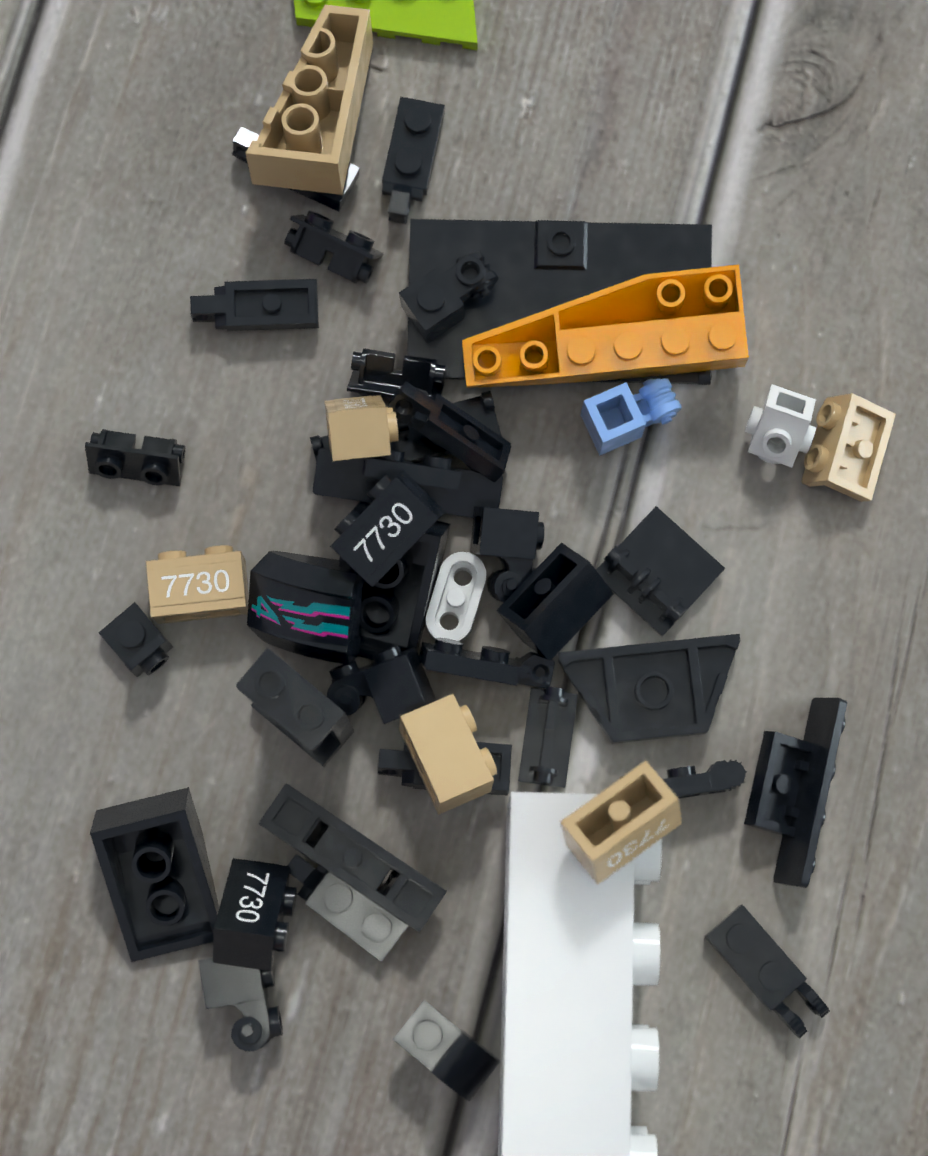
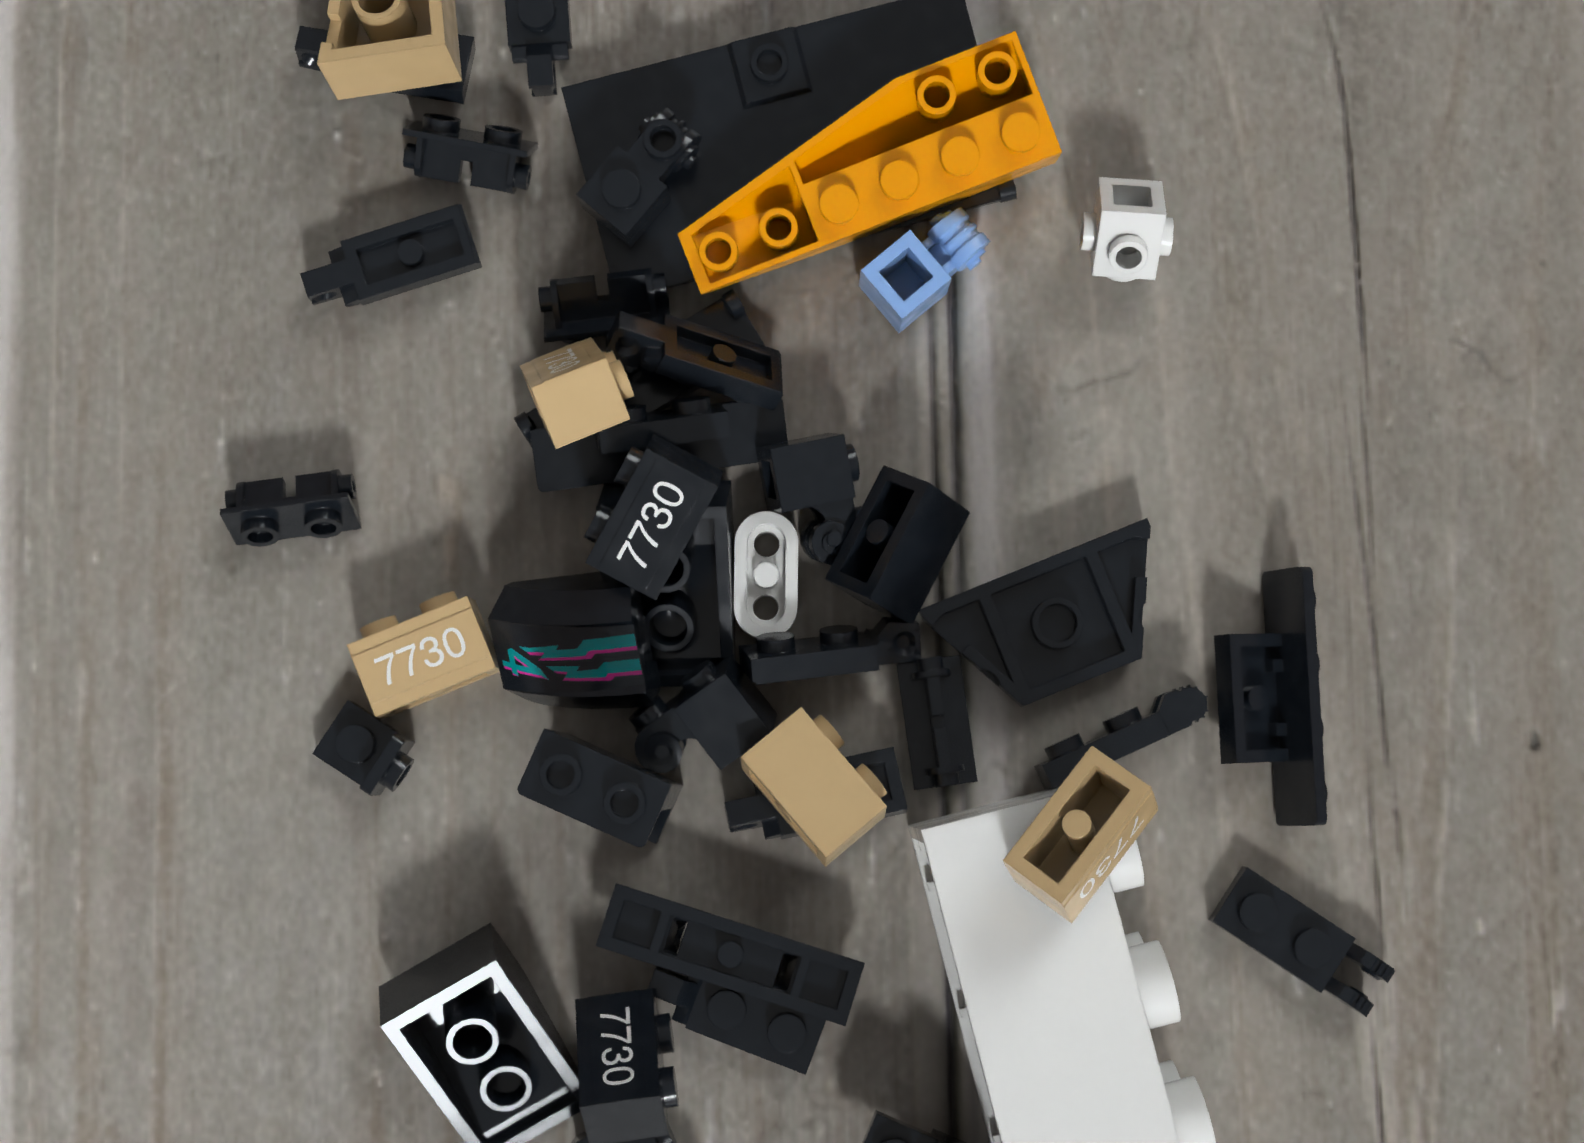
camera: 15 degrees left, 5 degrees up
(659, 570) = (1019, 463): black hinge -> none
(848, 446) = (1219, 229): tan bracket -> none

